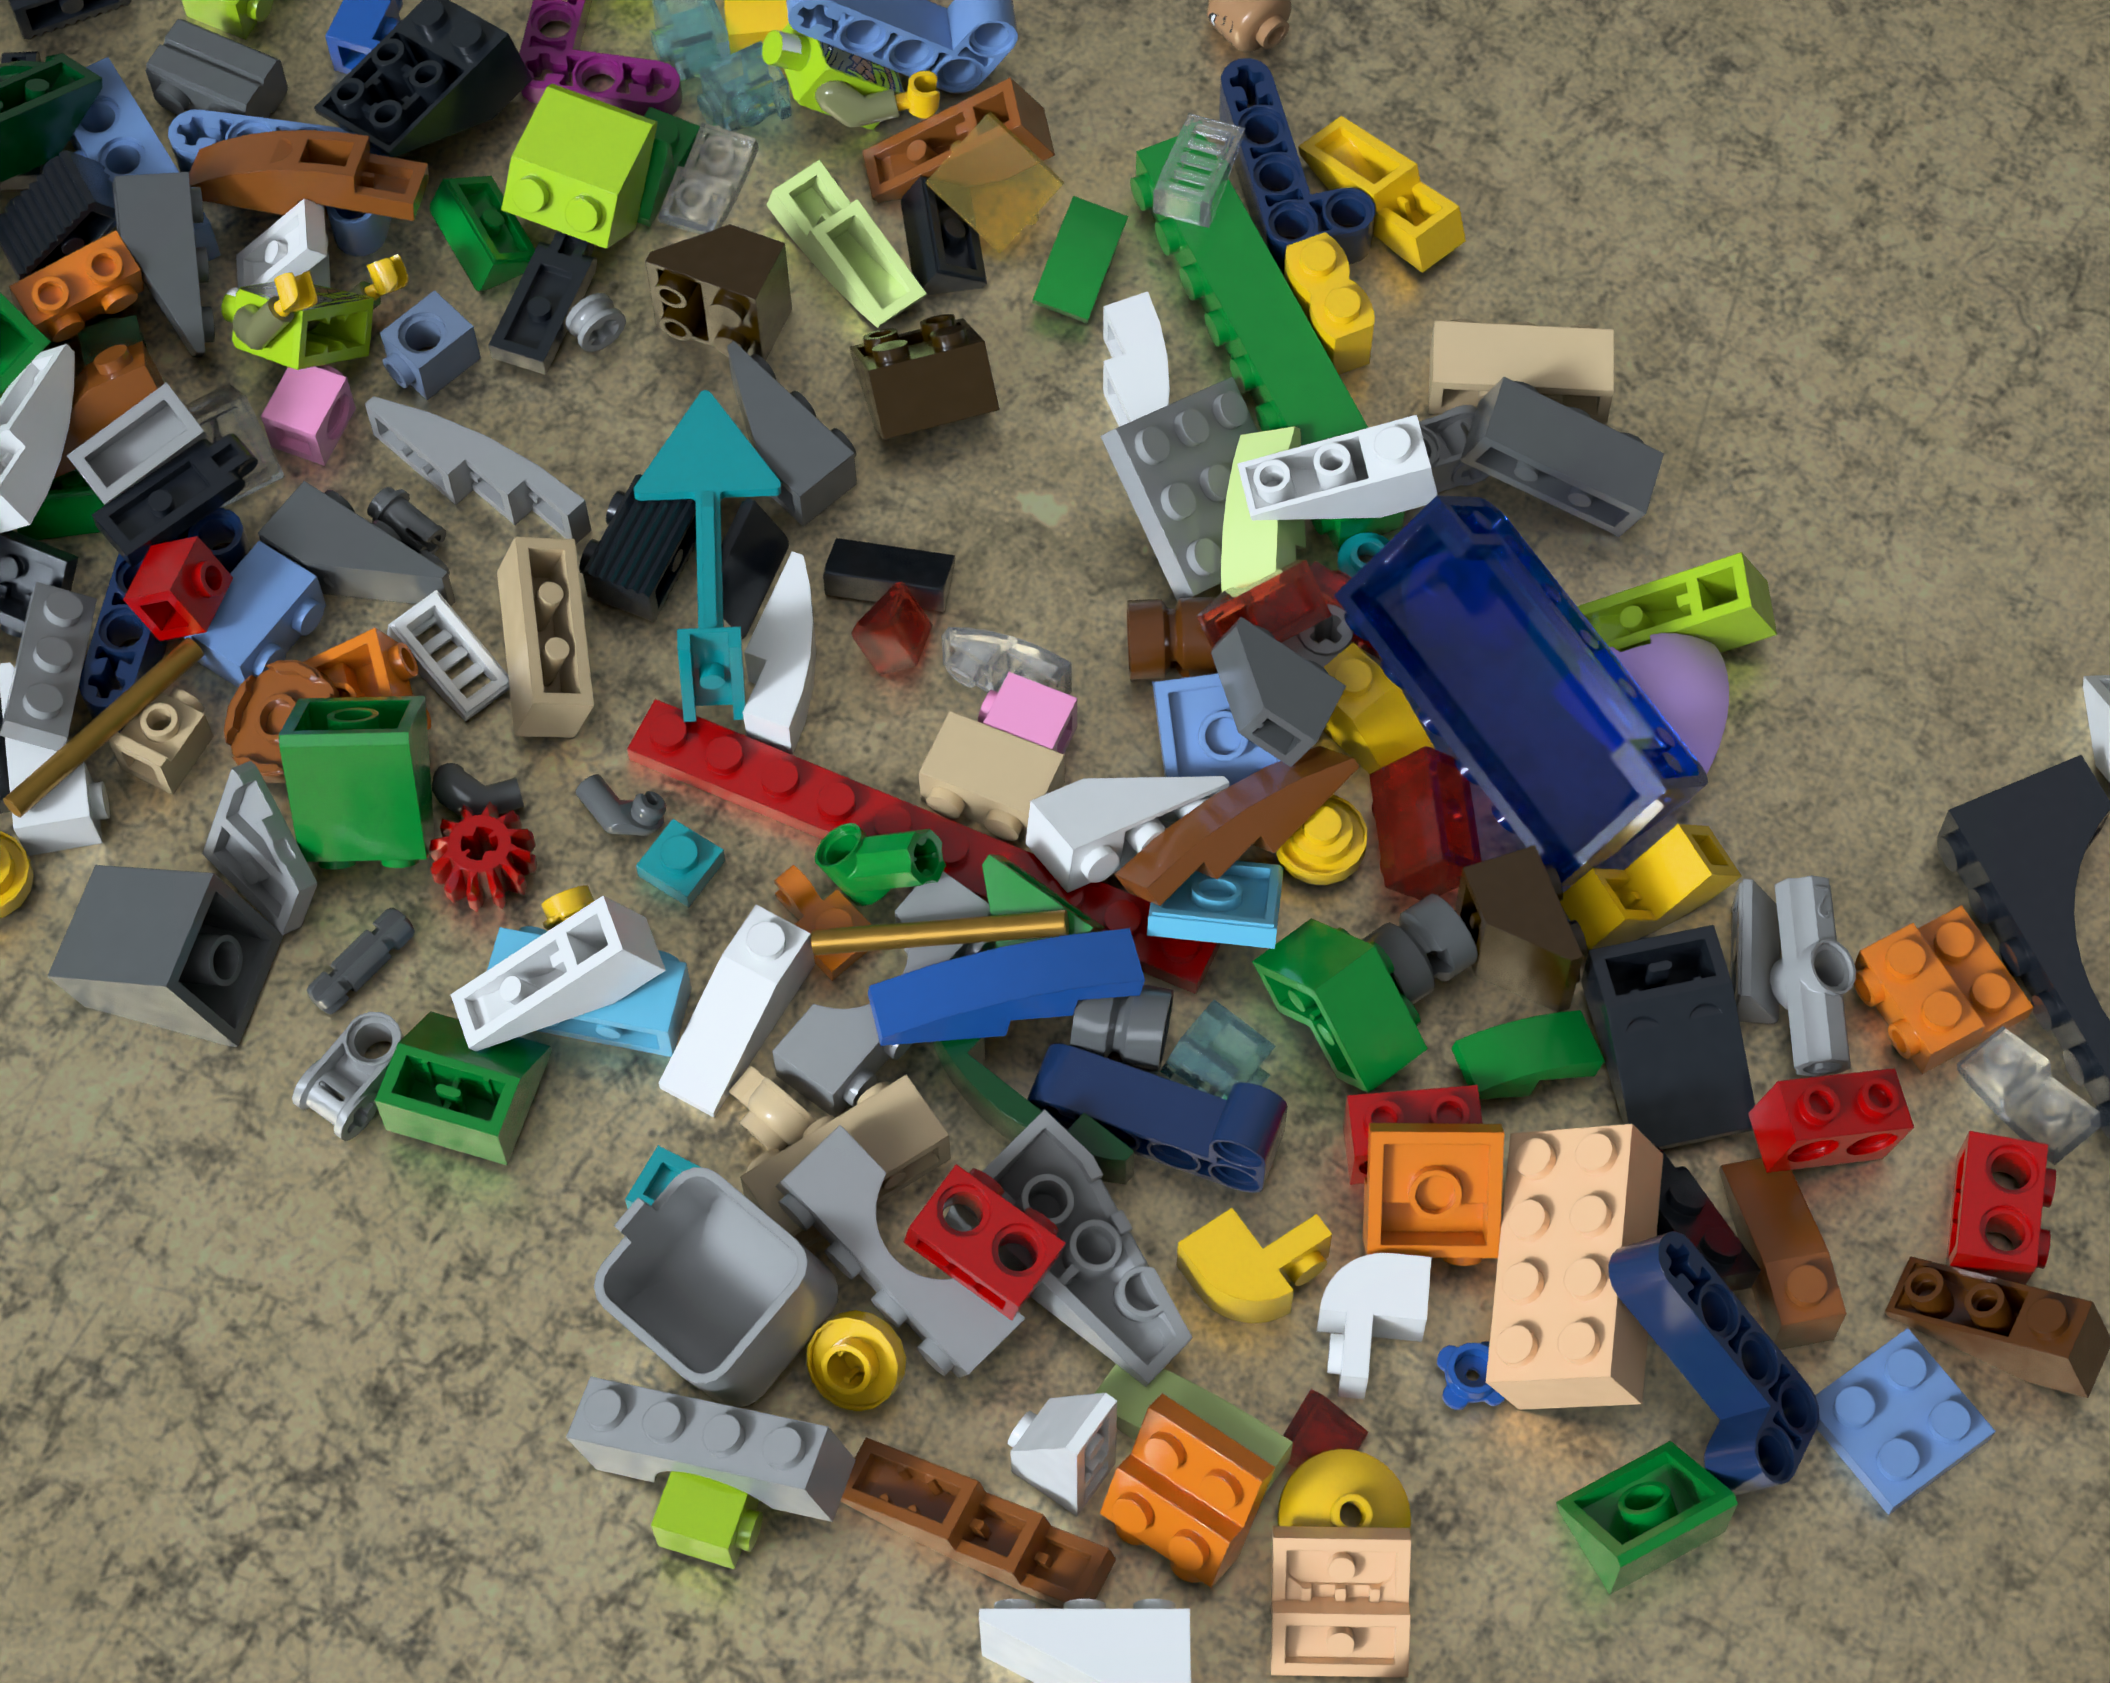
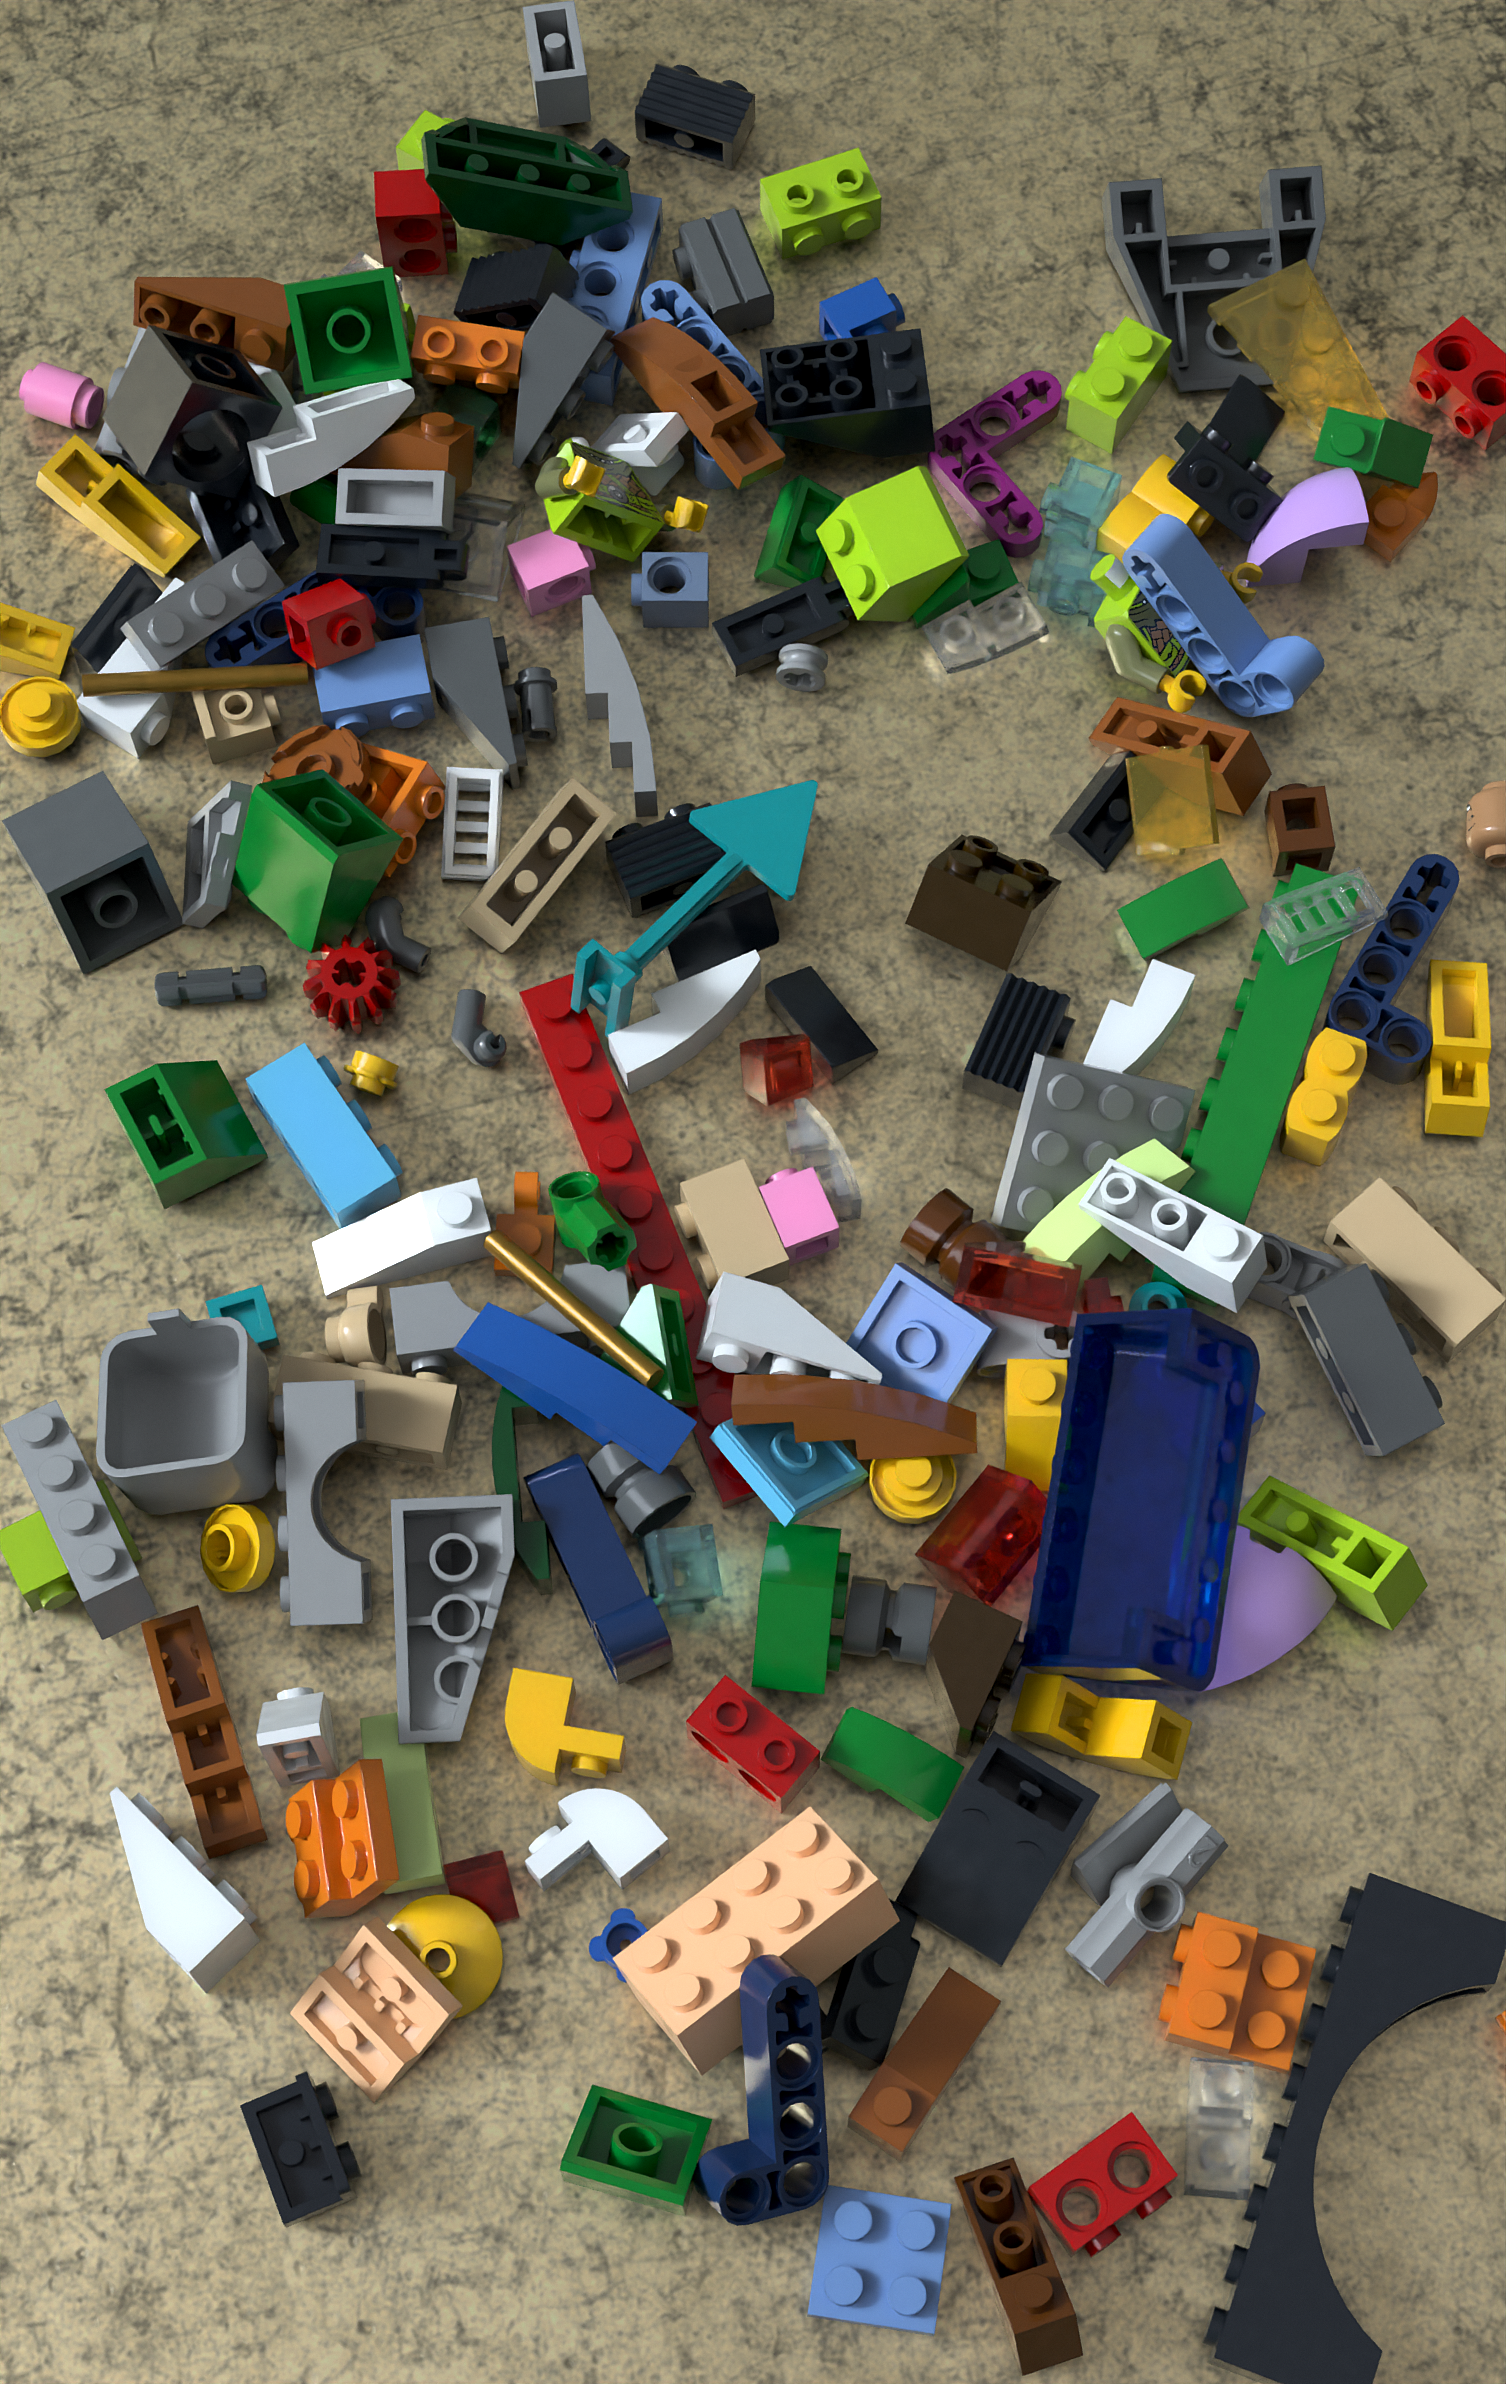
camera: 45 degrees right, 5 degrees up
(344, 1081) = (121, 1055): light grey piece -> none
(560, 975) = (300, 1111): white slope -> none
(680, 863) = (477, 1103): teal plate -> none
(722, 289) = (901, 719): dark brown slope -> none
(783, 428) = (837, 867): dark grey slope -> none
(844, 244) = (1029, 758): yellowish green slope -> none
(973, 1254) = (358, 1550): red brick -> none
(1061, 457) = (1020, 1023): none -> black brick
(1106, 130) = (1309, 812): none -> reddish brown brick
(1273, 691) = (960, 1348): dark grey slope -> none
(1434, 1190) = (713, 1795): orange plate -> none
(1830, 1120) = (1046, 2010): red brick -> none

